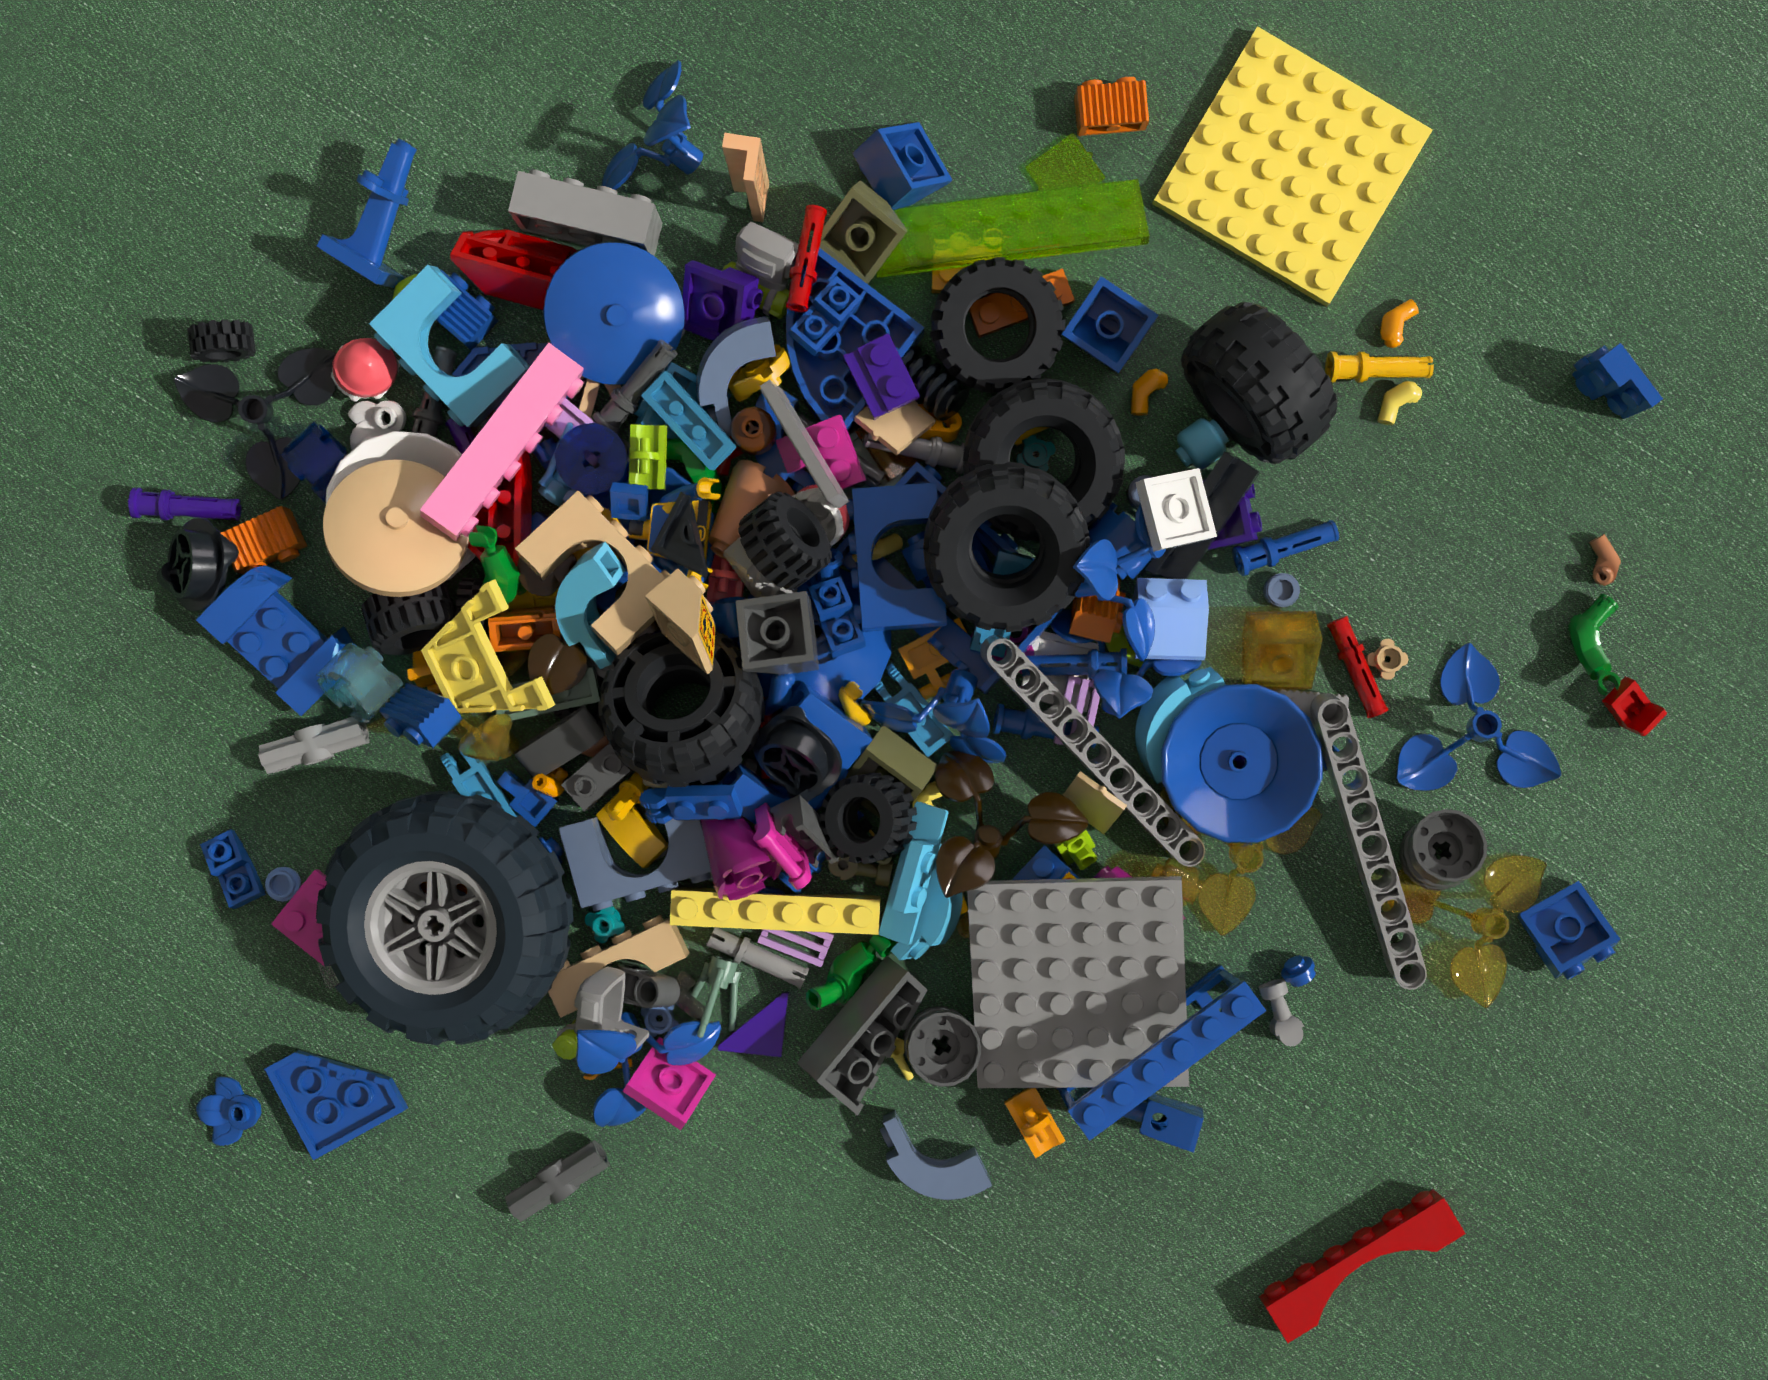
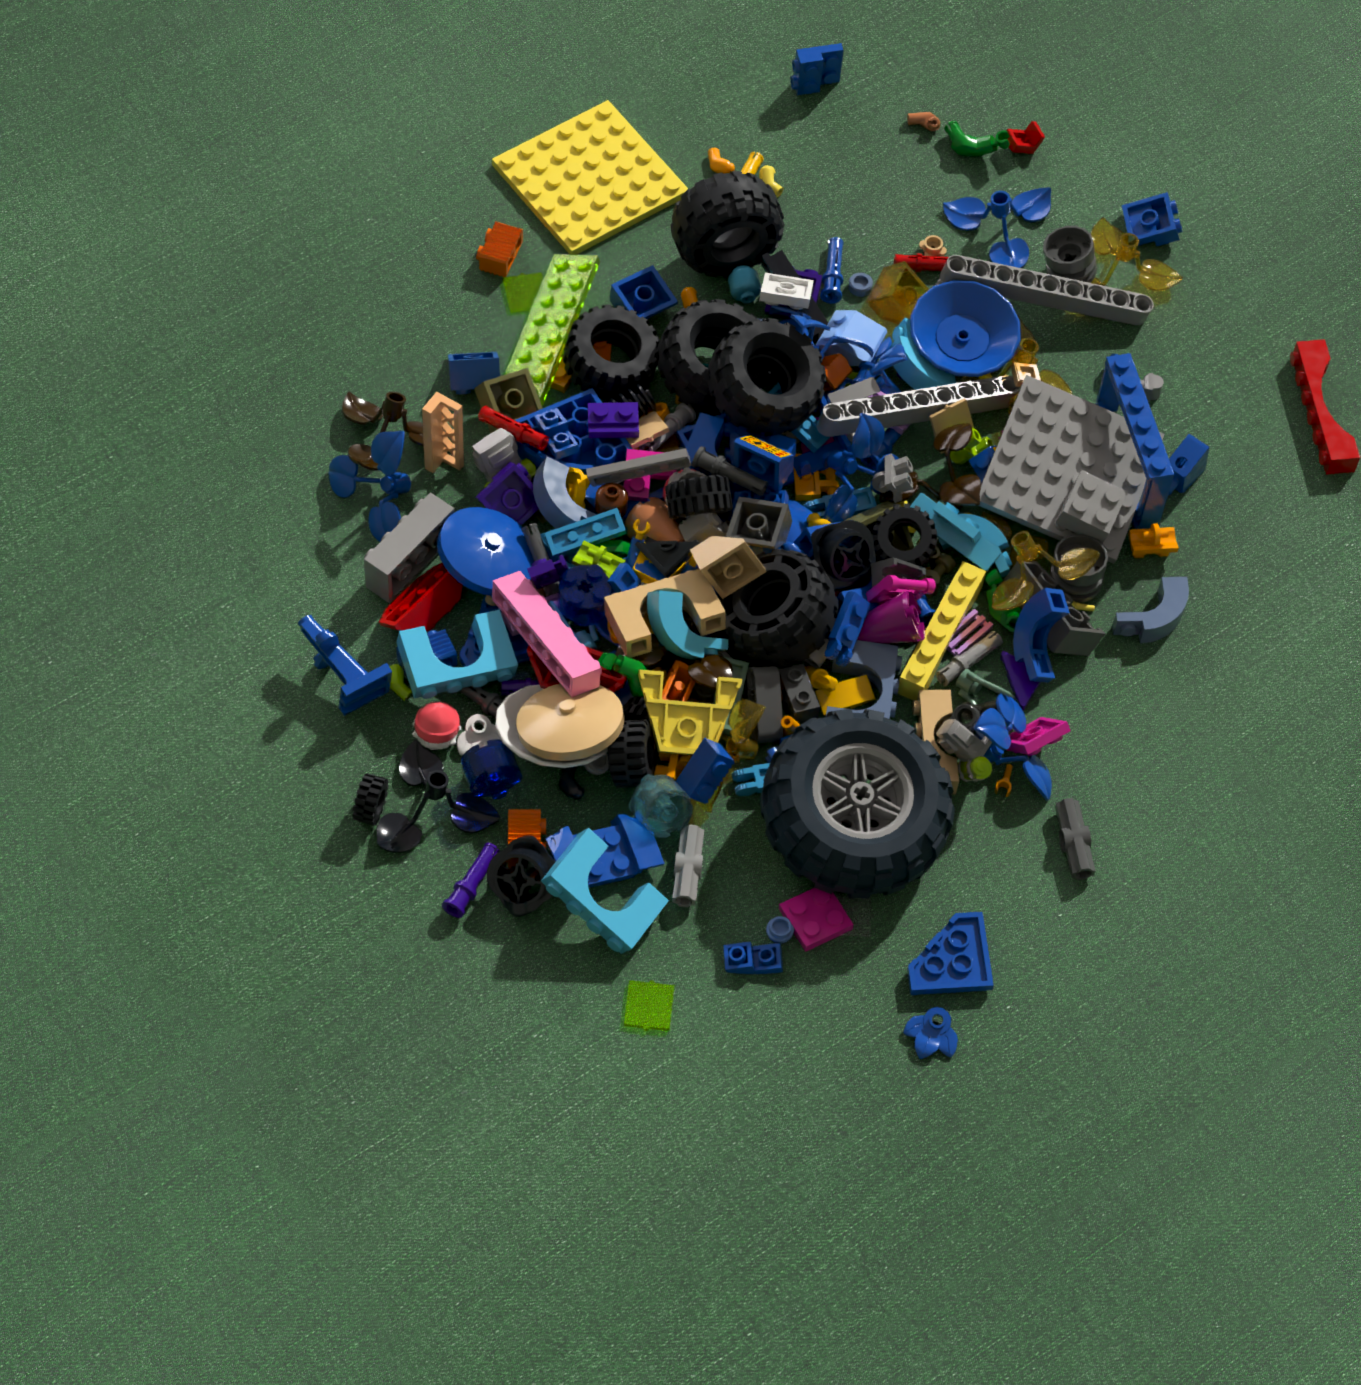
camera: 65 degrees left, 30 degrees down
(124, 776) = (649, 1005): none -> clear neon green piece
(188, 702) = (570, 883): none -> medium azure arch
(597, 403) = (546, 571): none -> dark purple plate
(777, 62) = (363, 412): none -> dark brown plant
(802, 1029) = (1033, 629): none -> blue arch
(851, 544) = (720, 466): none -> dark grey pin
(856, 978) = (1031, 548): none -> clear yellow plant
(880, 597) = (763, 460): none -> blue slope
(960, 762) = (895, 477): none -> light grey hips
(1016, 1039) = (1091, 506): none -> light grey brick
(1055, 666) = (856, 391): none -> light grey slope
(1214, 867) = (1020, 370): none -> tan tile

